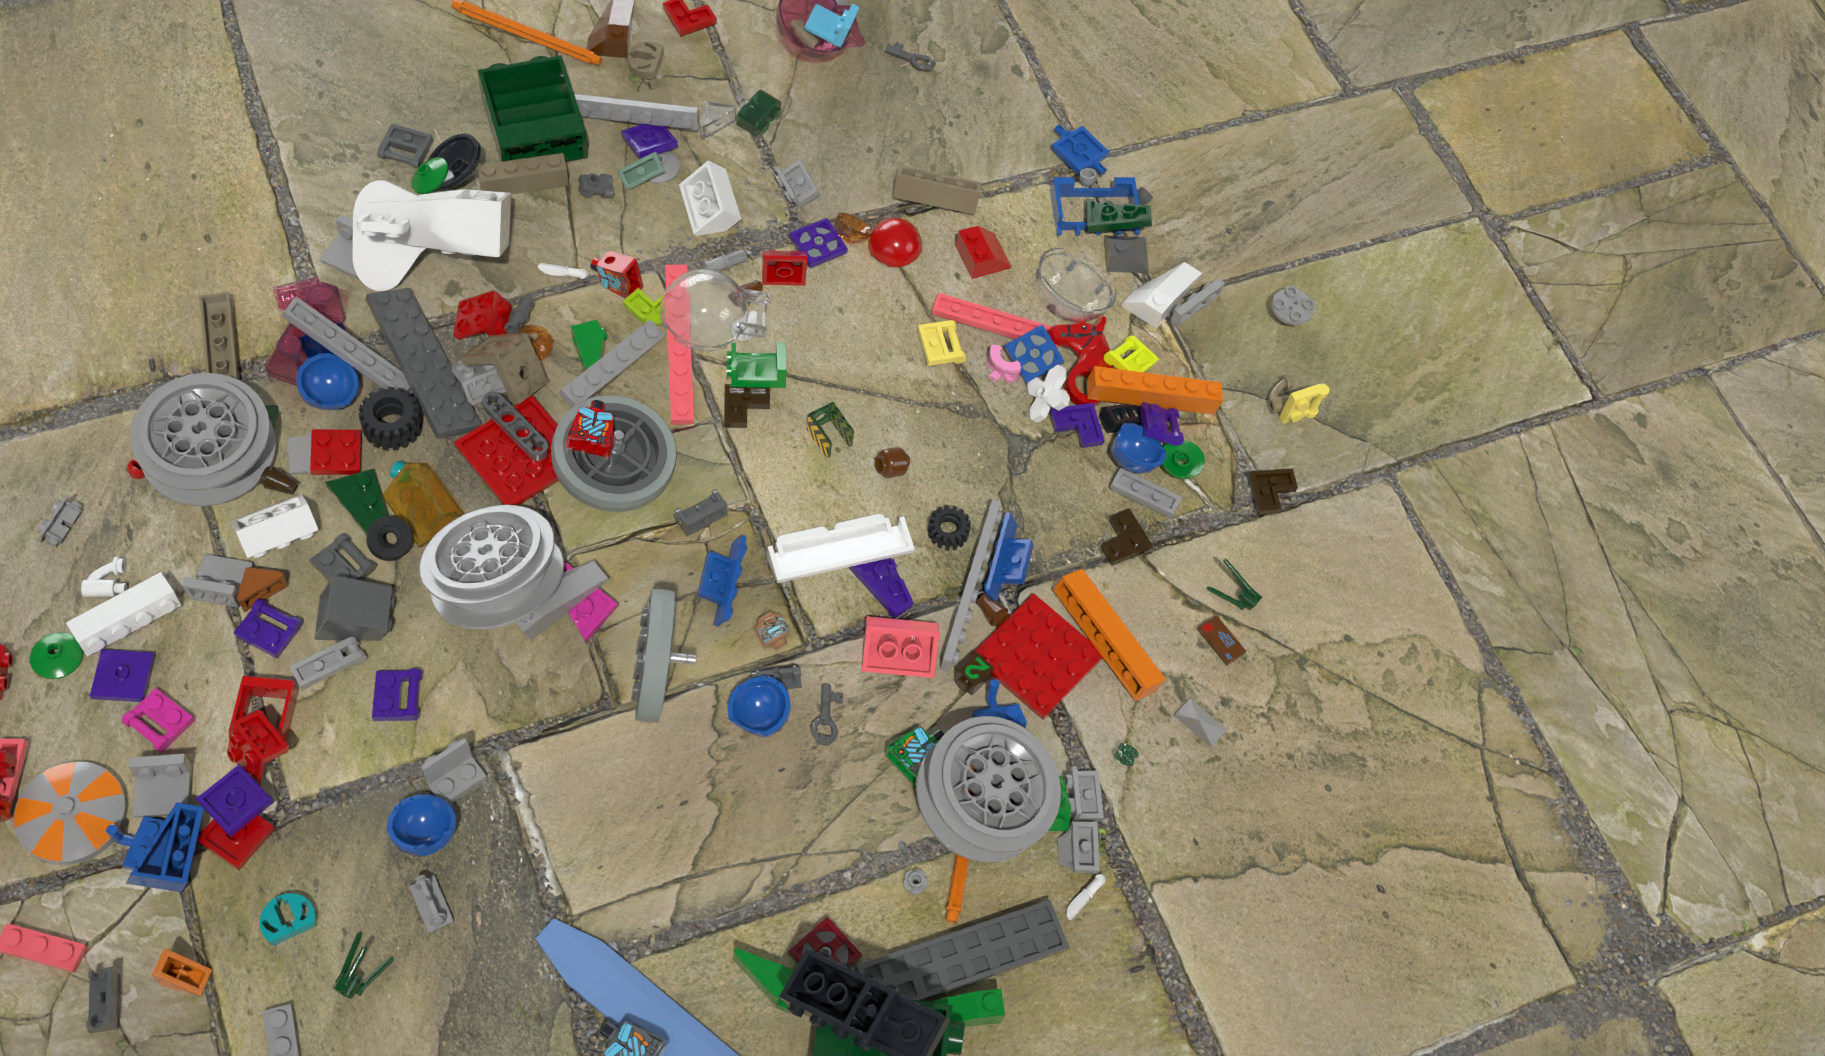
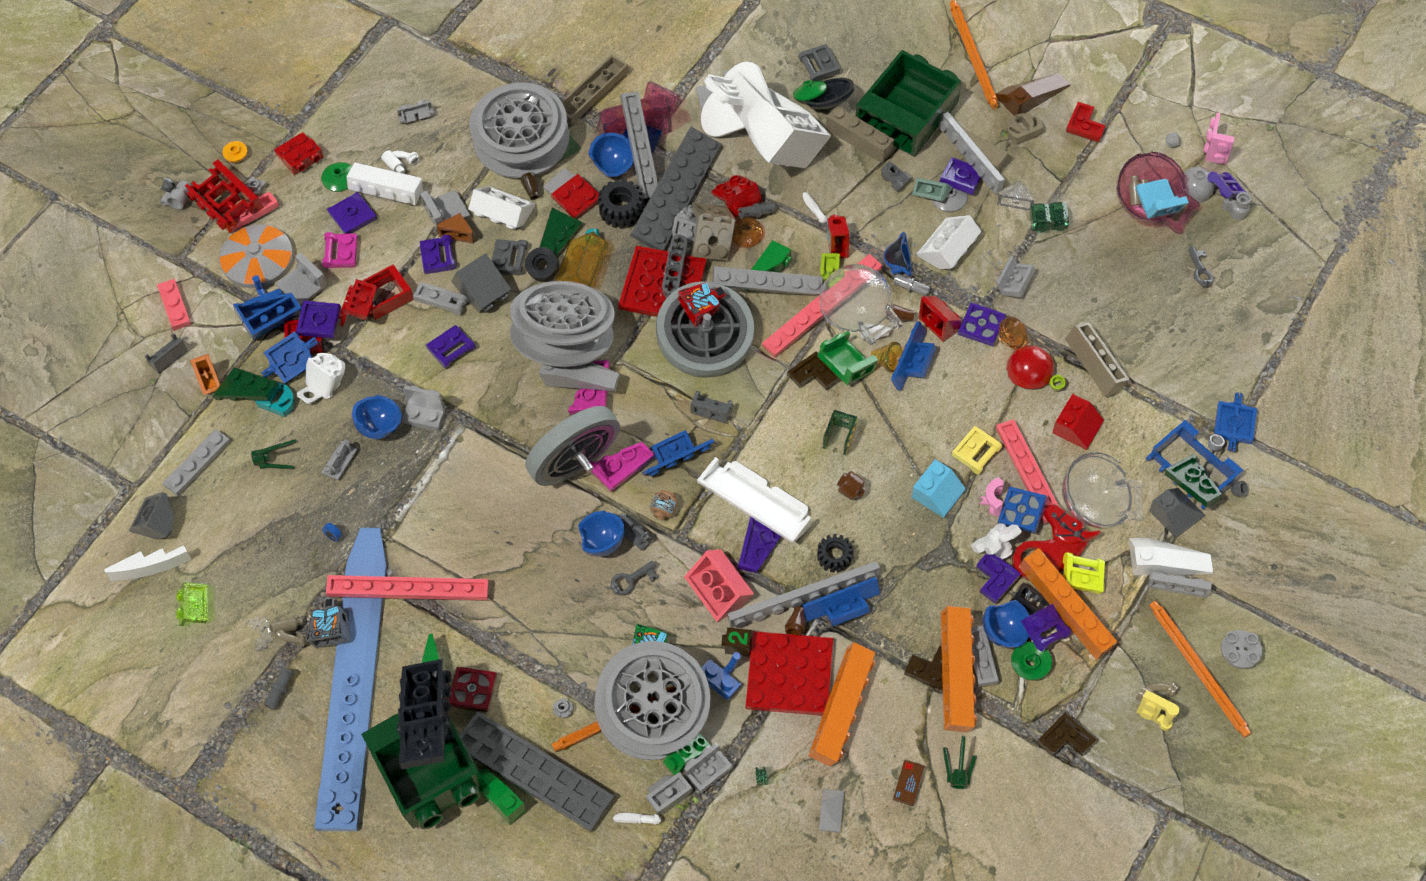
camera: 65 degrees right, 0 degrees up
(236, 940) = (245, 385): none -> dark green wing
(252, 865) = (288, 357): none -> blue plate
(311, 848) = (322, 376): none -> white piece
(516, 971) = (331, 532): none -> blue tile
(654, 940) = (407, 587): none -> coral plate
(687, 249) = (898, 256): none -> hat
(693, 634) = (619, 467): none -> dark pink wing
(783, 332) = (888, 355): none -> clear yellow hat
(808, 315) = (914, 358): none -> blue bracket
(935, 235) = (1056, 379): none -> lime hinge
(954, 400) = (938, 488): none -> medium azure slope
(1150, 517) = (957, 669): none -> orange brick
(1281, 349) = (1200, 669): none -> orange piece

